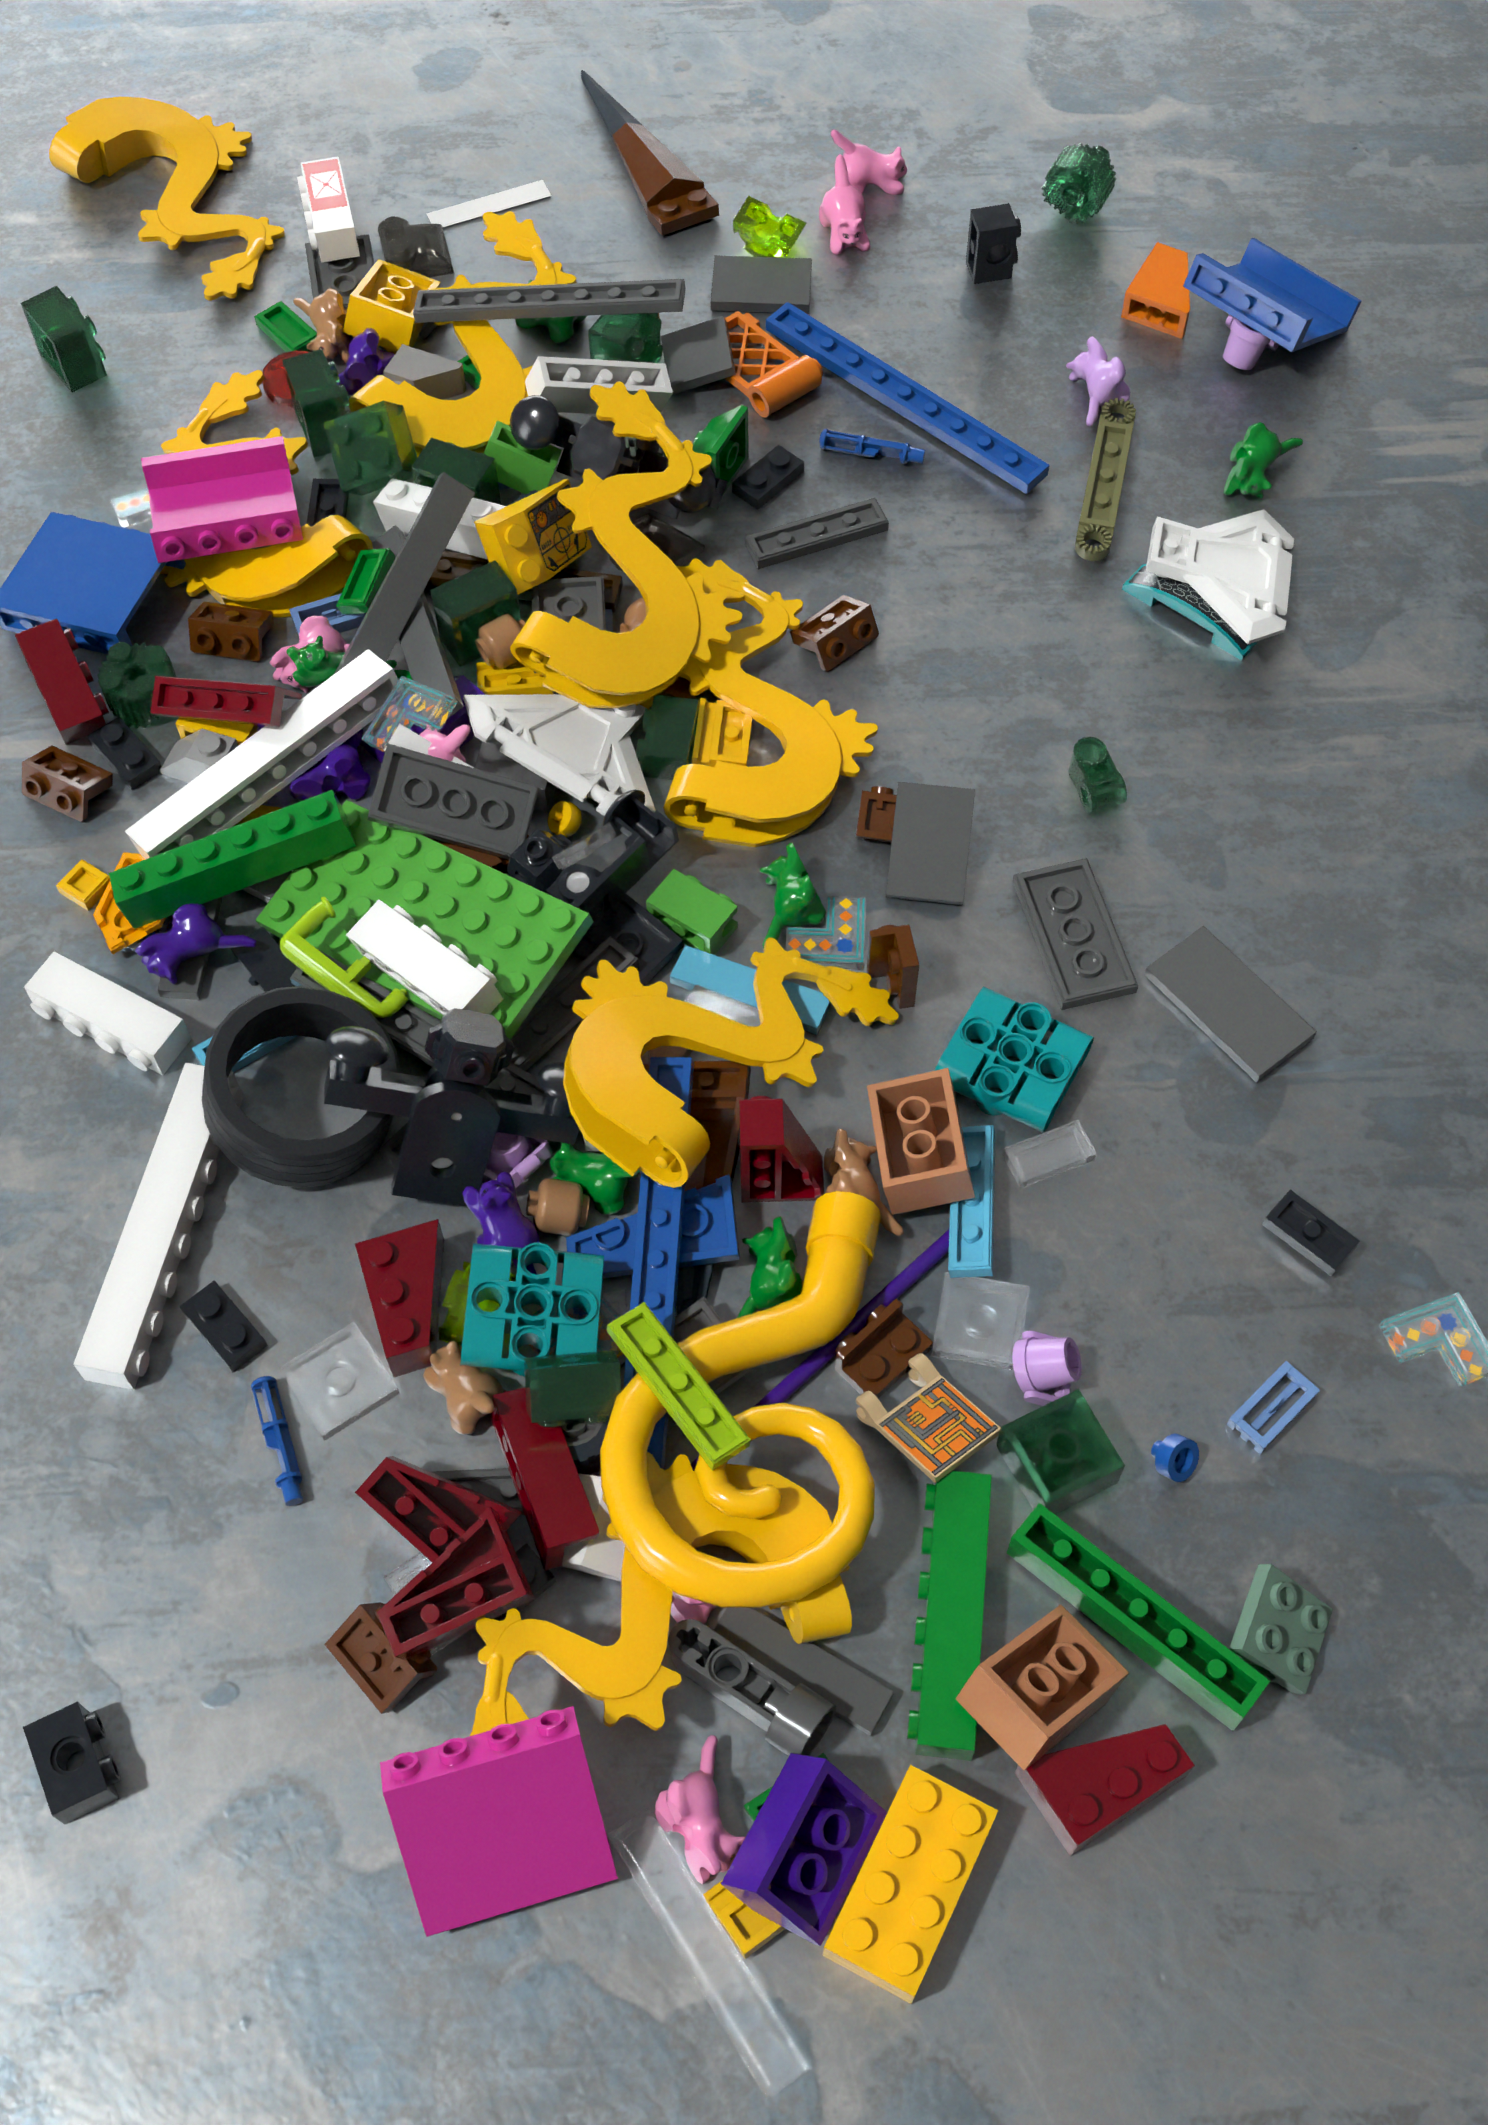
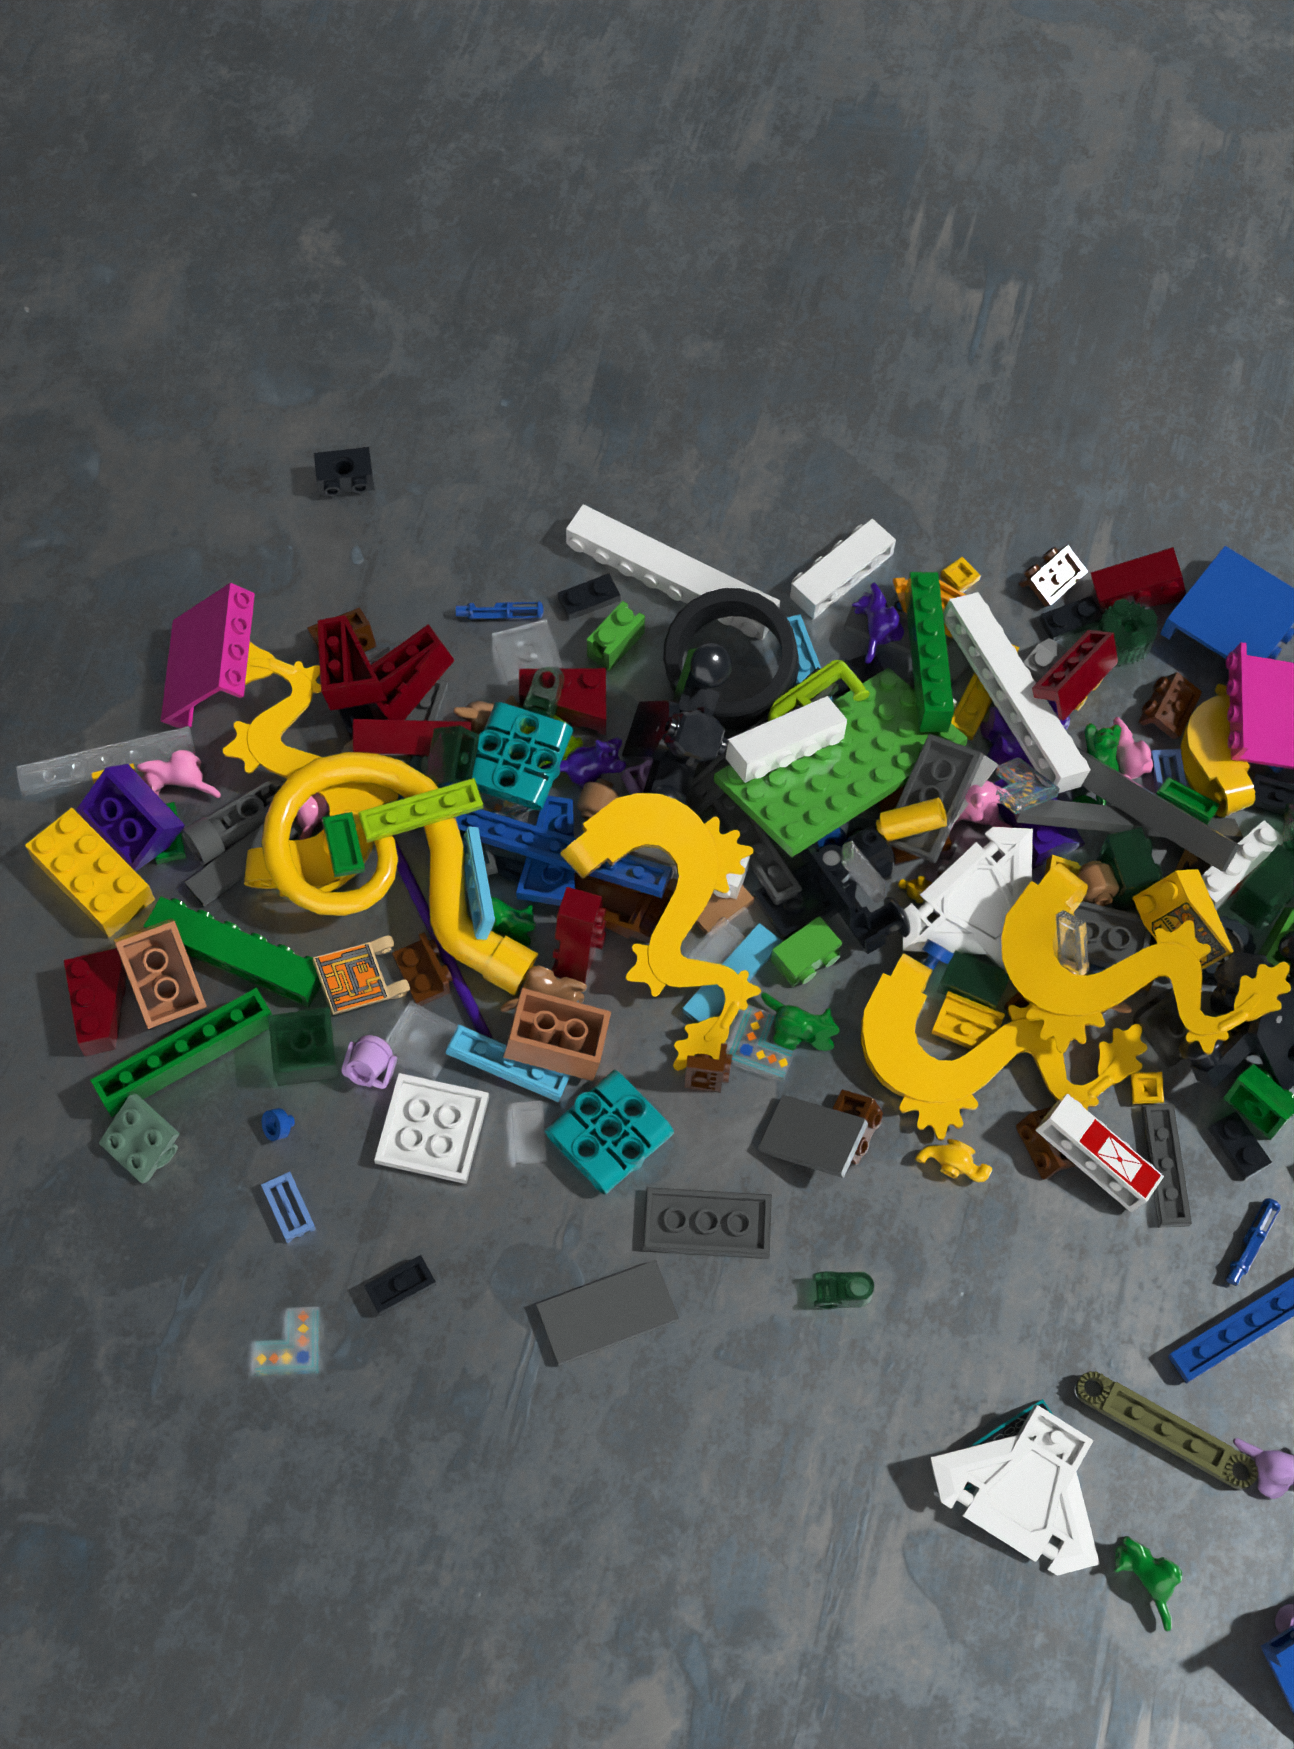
camera: 105 degrees right, 5 degrees up
(288, 1261) = (616, 635): none -> bright green brick
(434, 1301) = (542, 695): none -> piece
(496, 808) = (912, 819): none -> yellow brick
(610, 611) = (1072, 942): none -> clear tile
(654, 769) = (936, 954): none -> blue tile
(738, 557) = (1147, 1088): none -> yellow tile
(756, 1286) = (477, 884): none -> medium azure tile
(768, 1471) = (343, 844): none -> green tile
(838, 574) = (1099, 1153): none -> white brick
(896, 709) = (955, 1160): none -> yellow piece
(1095, 1264) = (432, 1128): none -> white plate

